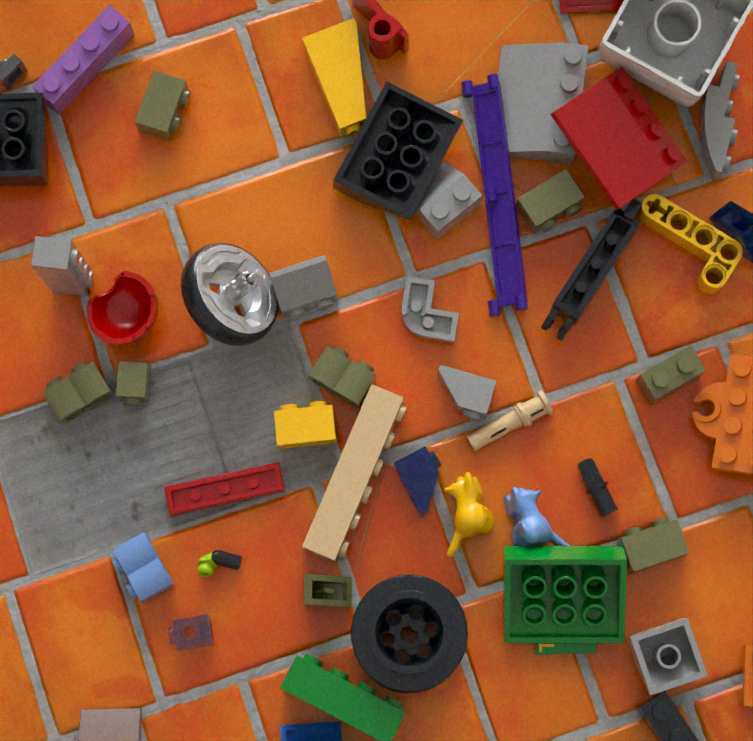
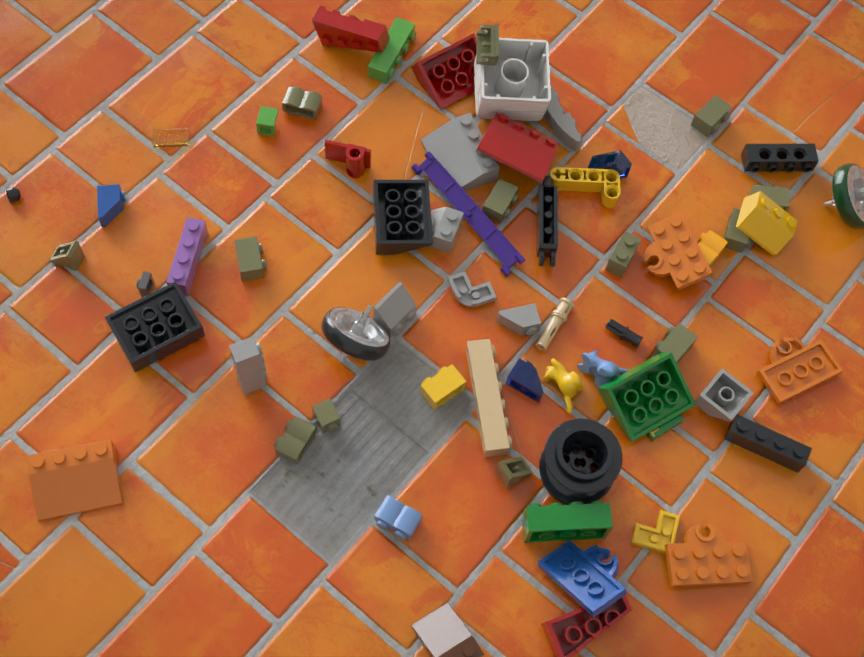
camera: 40 degrees left, 15 degrees down
(125, 311) = (298, 375): red cylinder -> none
(203, 632) = (447, 546): brick -> none
(215, 559) = (438, 488): arm -> none
(224, 489) = (416, 448): red tile -> none
(337, 68) = (342, 194): yellow slope -> none
(342, 376) = (446, 348): olive brick -> none

